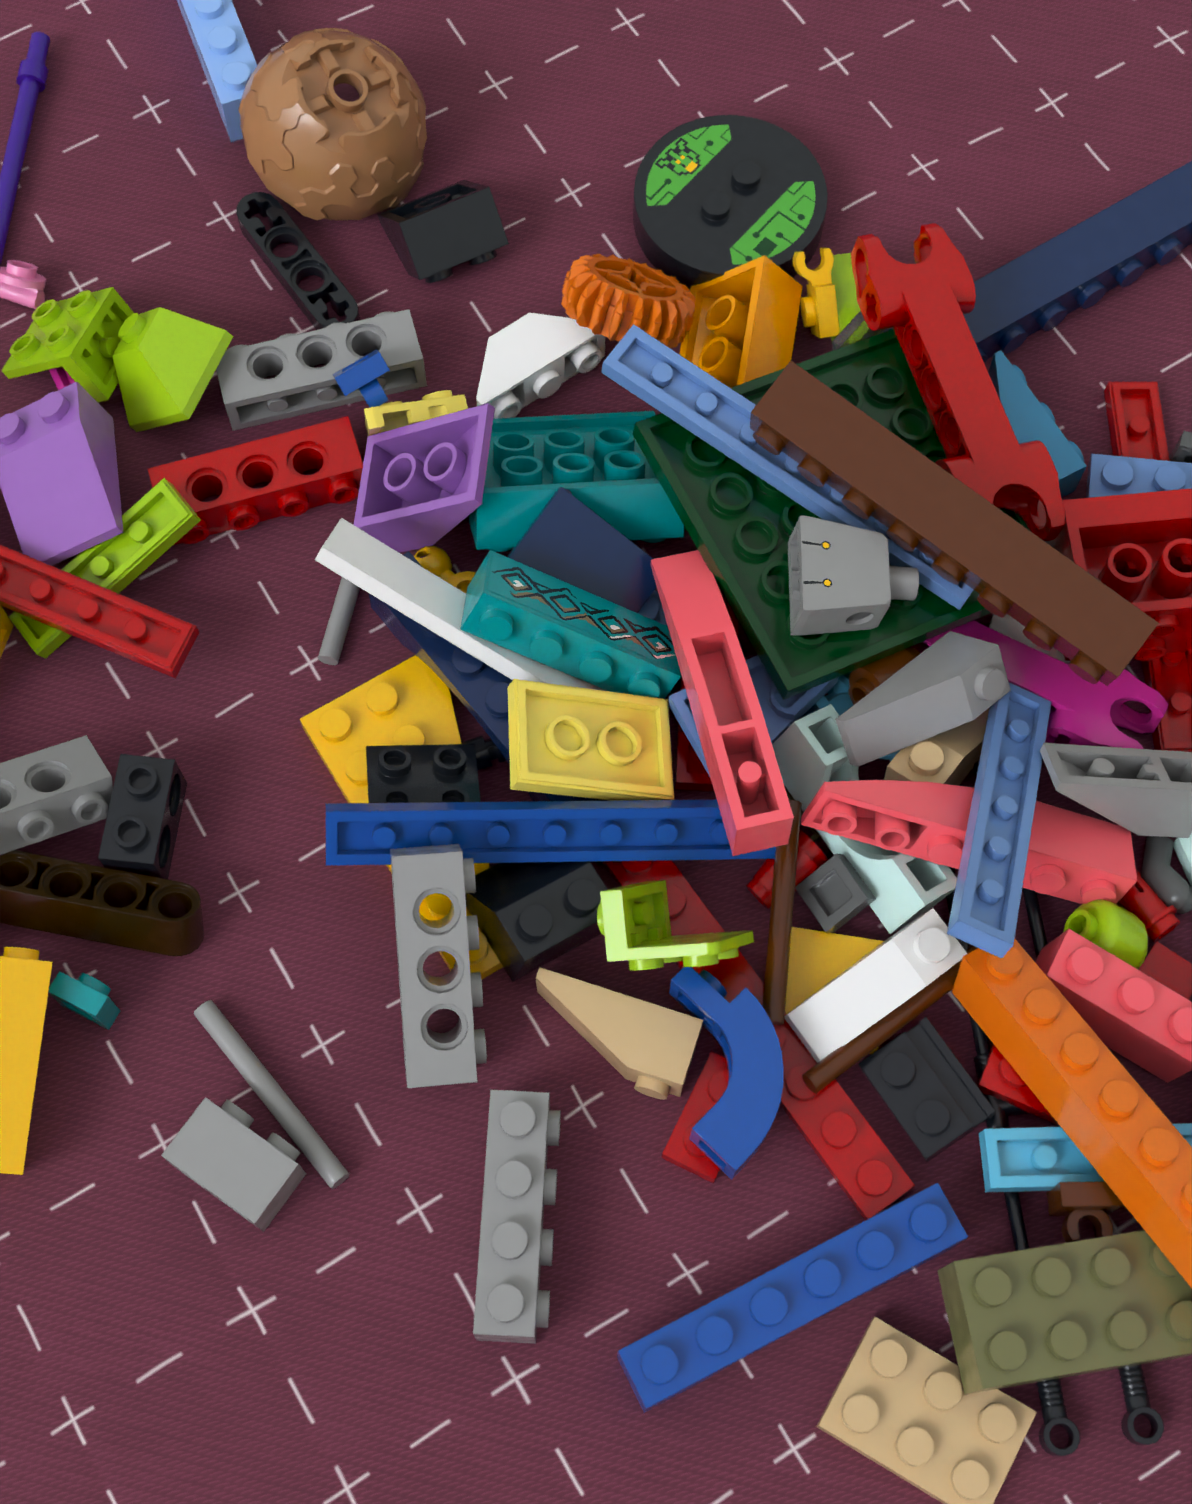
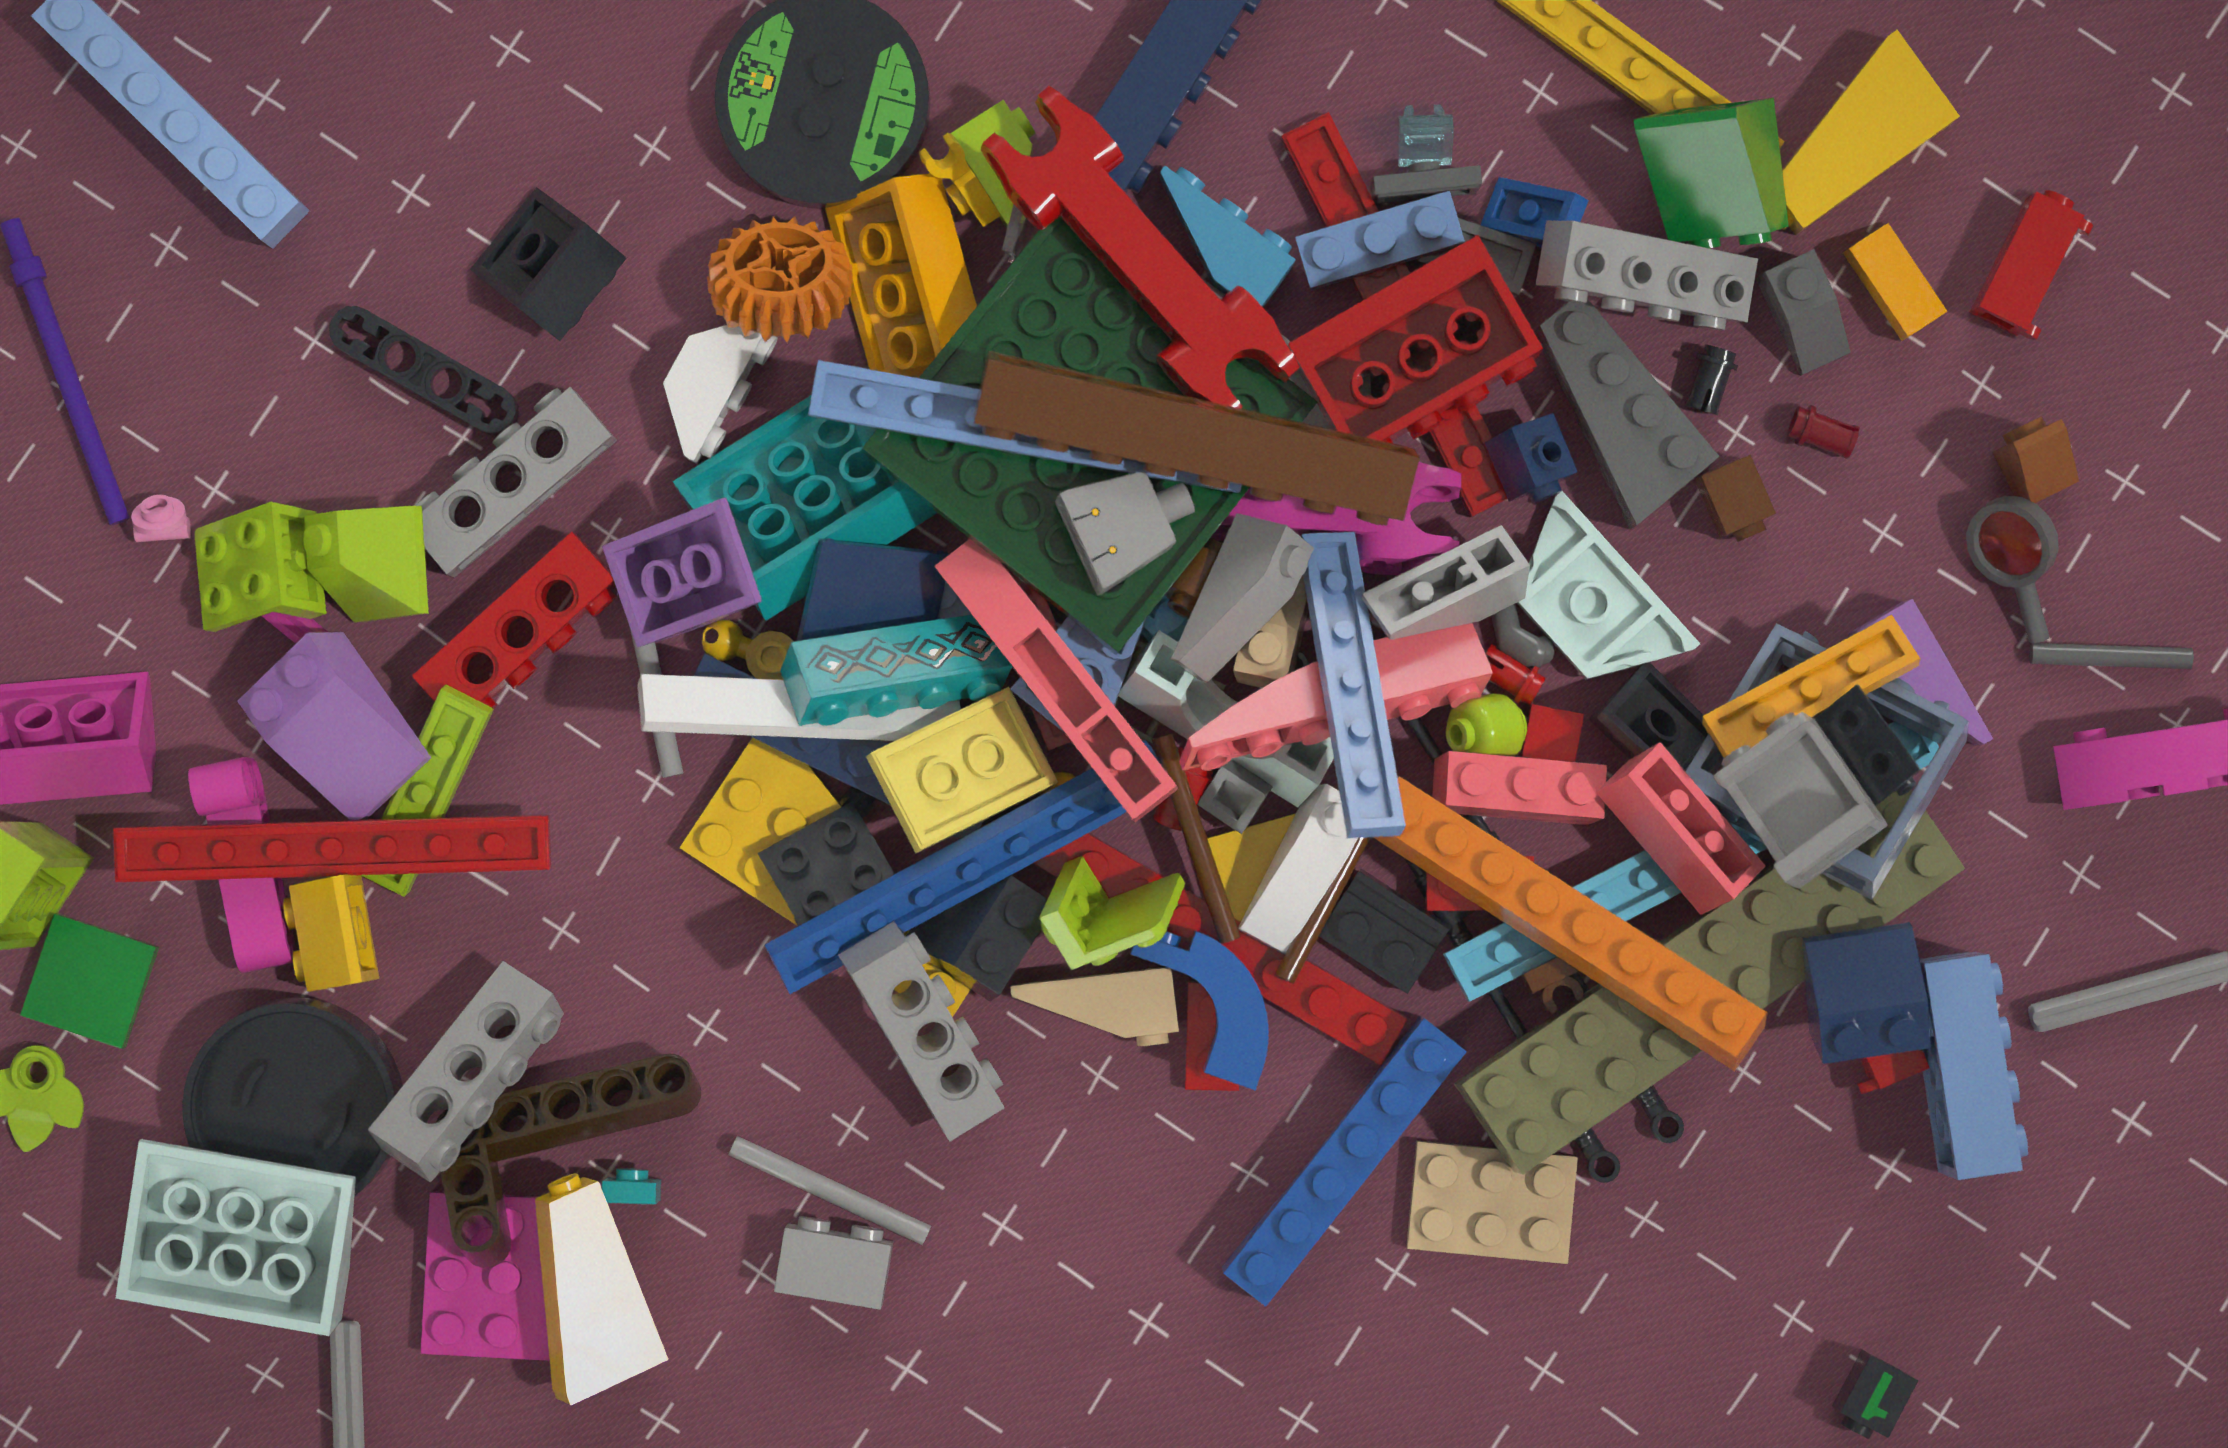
camera: 25 degrees left, 20 degrees up
(143, 816) = (593, 1009): black brick -> none
(330, 152) = (340, 215): medium nougat piece -> none
(363, 376) = (569, 491): blue tile -> none
(399, 414) = (634, 496): light yellow wing -> none
(512, 1217) = (1086, 1201): light grey brick -> none

